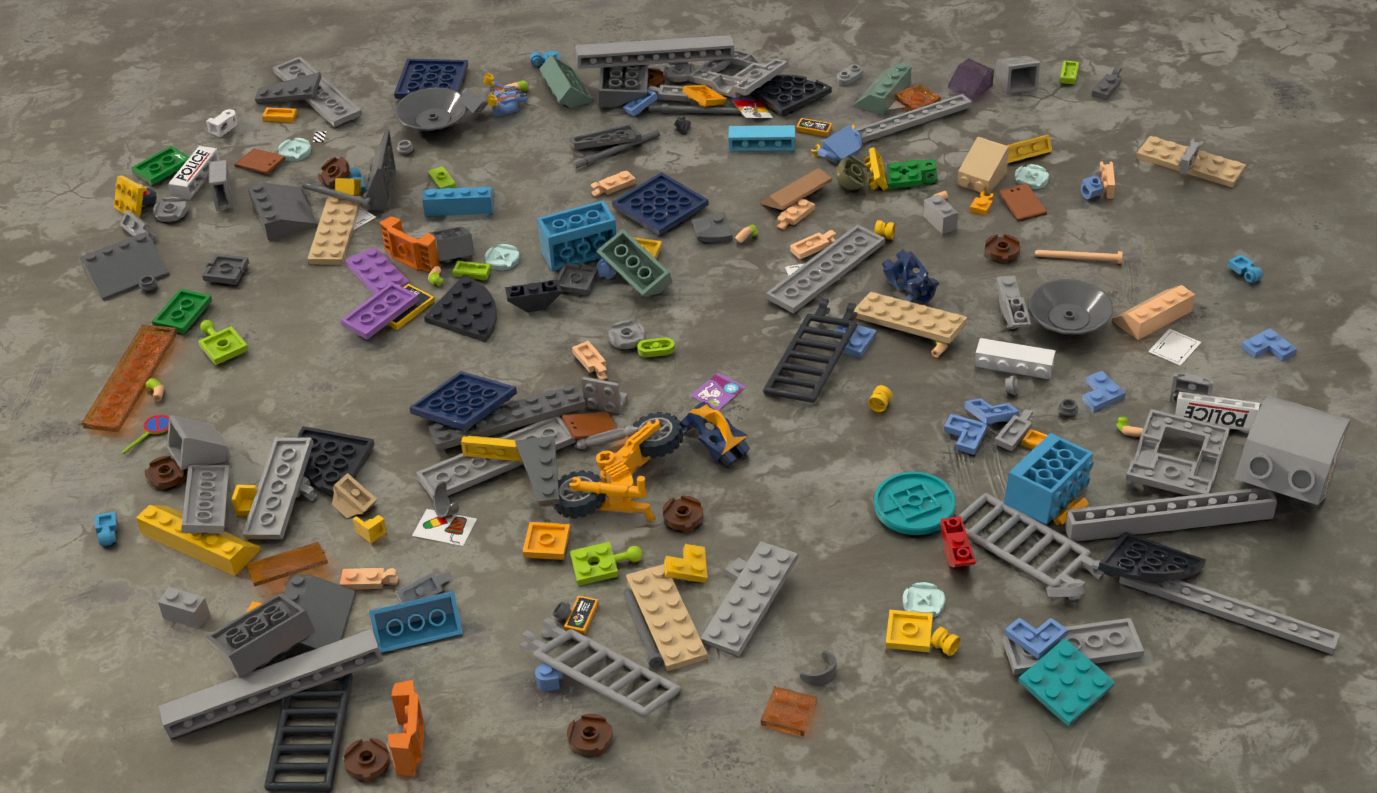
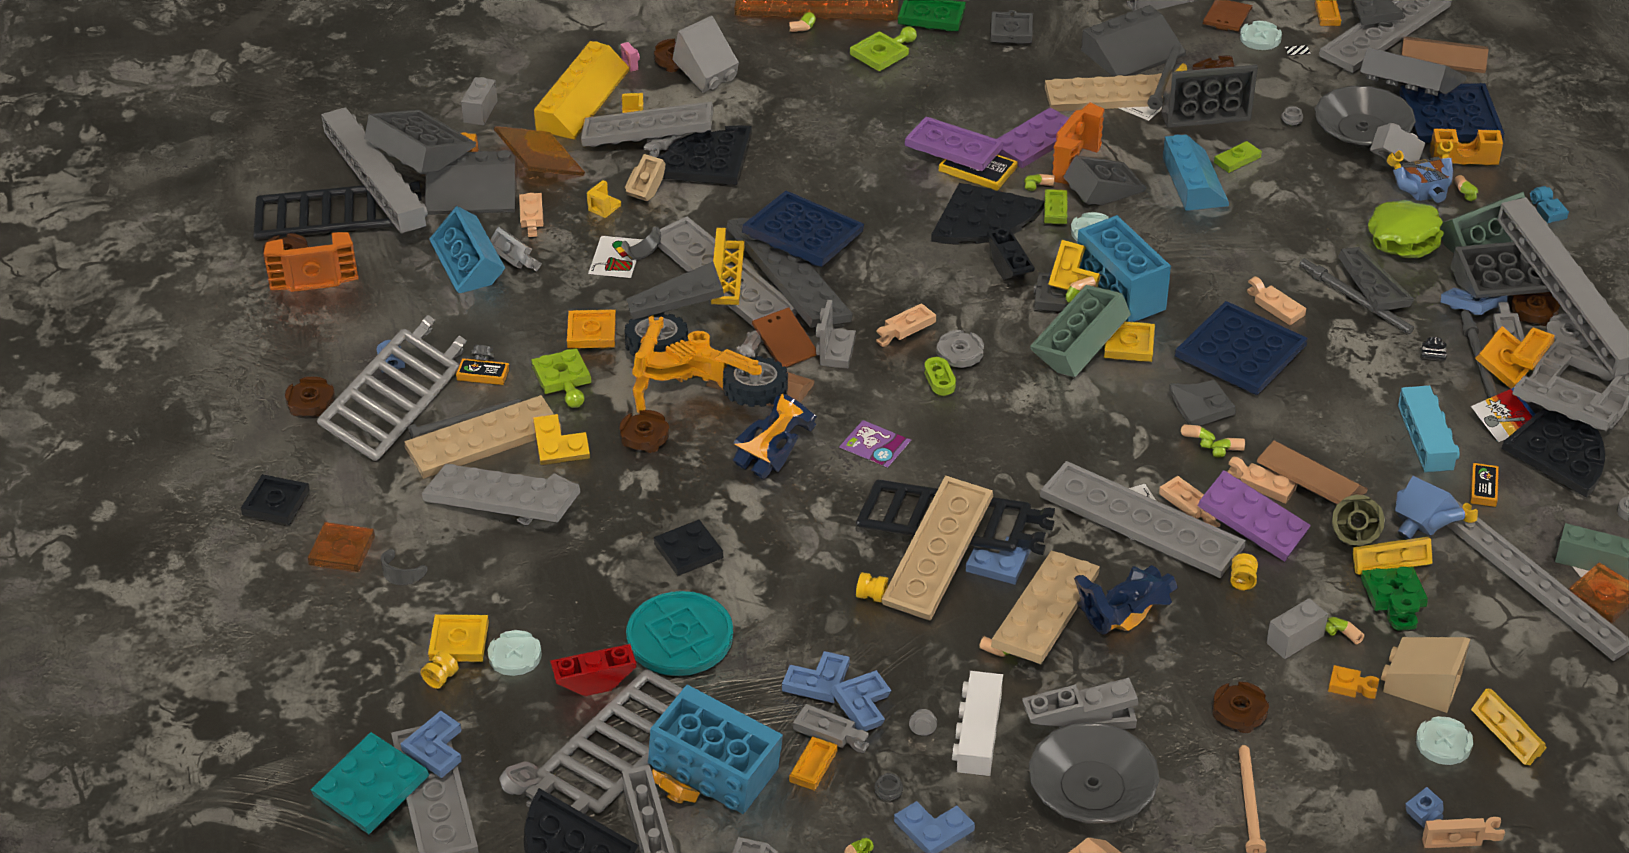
camera: 80 degrees right, 0 degrees up
(105, 528) = (595, 32): dark azure plate -> none
(153, 425) = (749, 36): piece -> none
(158, 498) = (630, 56): none -> bright pink plate
(205, 499) = (620, 77): light grey plate -> none
(358, 72) = (1454, 55): none -> medium nougat slope
(390, 82) = (1410, 72): none -> dark grey slope
(482, 65) = (1483, 150): none -> light orange arch
(560, 112) = (1406, 228): none -> lime piece
(572, 262) = (1067, 265): none -> yellow plate
(594, 264) = (1077, 286): none -> arm
(704, 80) = (1532, 348): none -> light orange tile
(725, 756) = (275, 499): none -> black plate
(760, 225) = (1220, 446): none -> arm
(819, 496) = (688, 547): none -> black plate
(835, 217) = (1254, 515): none -> medium lavender plate
(853, 355) = (937, 548): none -> tan plate
(1022, 201) = (1371, 730): dark orange container -> none

